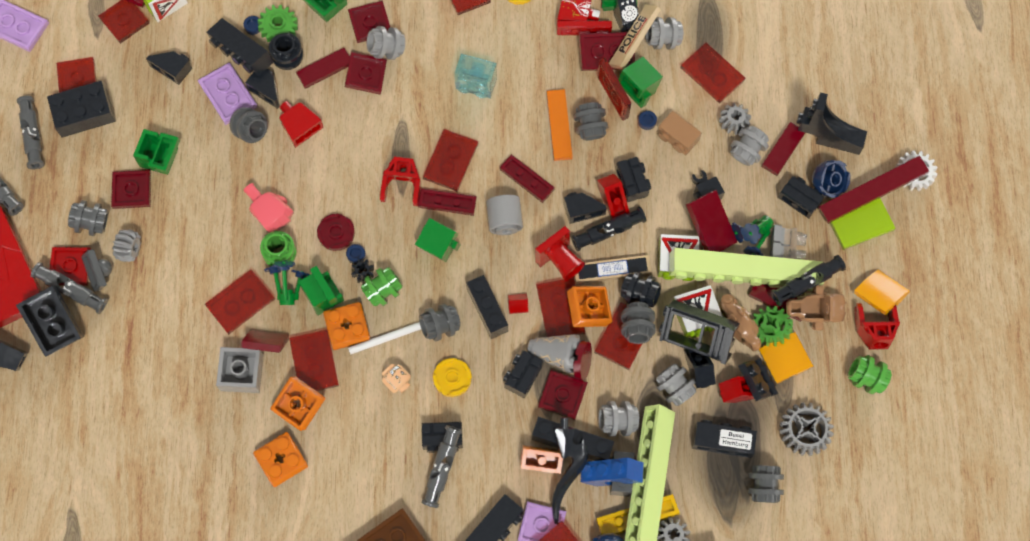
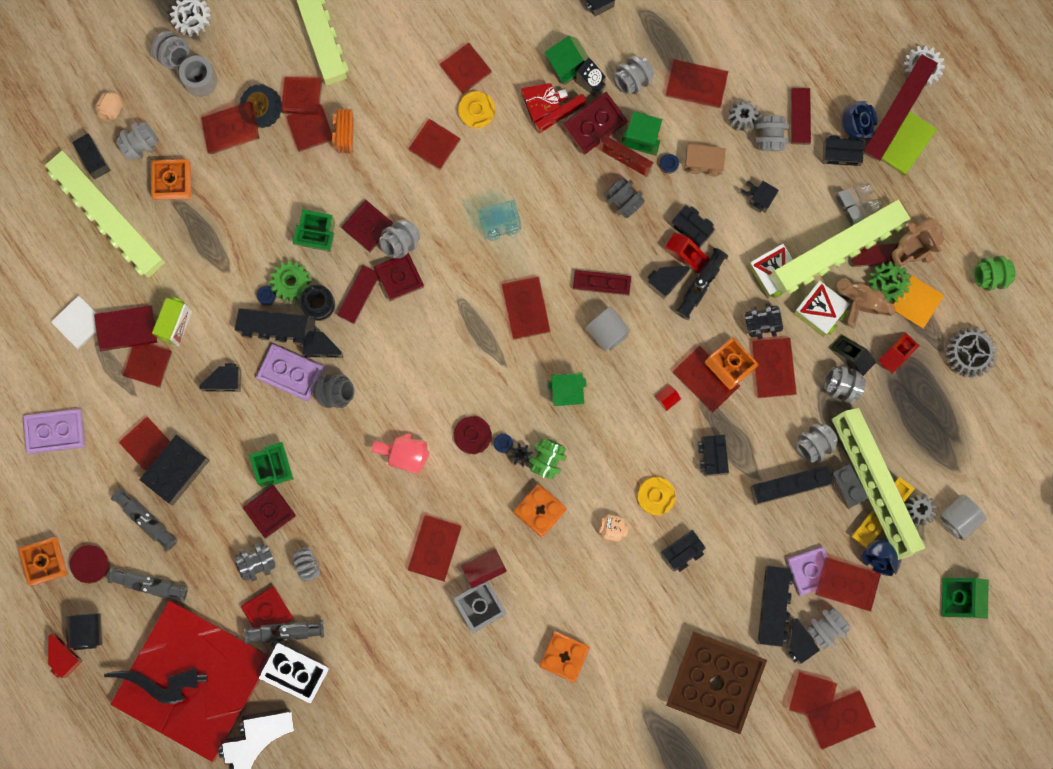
camera: 30 degrees left, 10 degrees up
(96, 269) = (295, 601): dark grey tile -> none
(275, 240) = (438, 471): bright green piece -> none
(285, 295) = (472, 517): green plant -> none
(286, 406) = (537, 608): orange brick -> none
(299, 122) = (372, 359): red torso -> none
(314, 360) = (533, 558): clear red tile -> none
(320, 291) = (499, 495): green plate -> none
(384, 338) = (578, 499): white bar -> none
(394, 172) = (503, 343): red piece -> none
(440, 471) = (701, 574): dark grey piece -> none
(442, 321) = (615, 459): dark grey piece -> none
(447, 202) = (548, 347): dark red tile -> none
(487, 306) = (646, 418): black brick -> none
(541, 459) = (777, 517): brick -> none
(556, 250) = (679, 335): red plant -> none
(556, 350) = (730, 418): light grey cone -> none
(559, 125) = (597, 216): orange tile -> none
(562, 394) = (756, 451): dark red tile -> none
(579, 459) = (795, 497): black piece -> none
(582, 364) = (756, 412): dark red tile -> none
(612, 470) = (843, 492): blue arch -> none
(613, 269) = (726, 317): tile -> none
(634, 36) = (613, 96): tan tile -> none
(638, 322) = (780, 350): dark grey piece -> none
(711, 222) = (786, 225): dark red tile -> none
(722, 337) = (857, 312): black door -> none
(724, 439) = (911, 403): black brick -> none
(752, 232) = (826, 215): dark blue plant -> none
(758, 379) = (908, 335): black plate -> none
(766, 484) = (969, 421): dark grey piece -> none
(799, 285) = (897, 228): black piece -> none
(829, 128) = (832, 75): black arch -> none
(876, 334) = (980, 234): red piece -> none
(881, 292) = (960, 194): light orange slope -> none

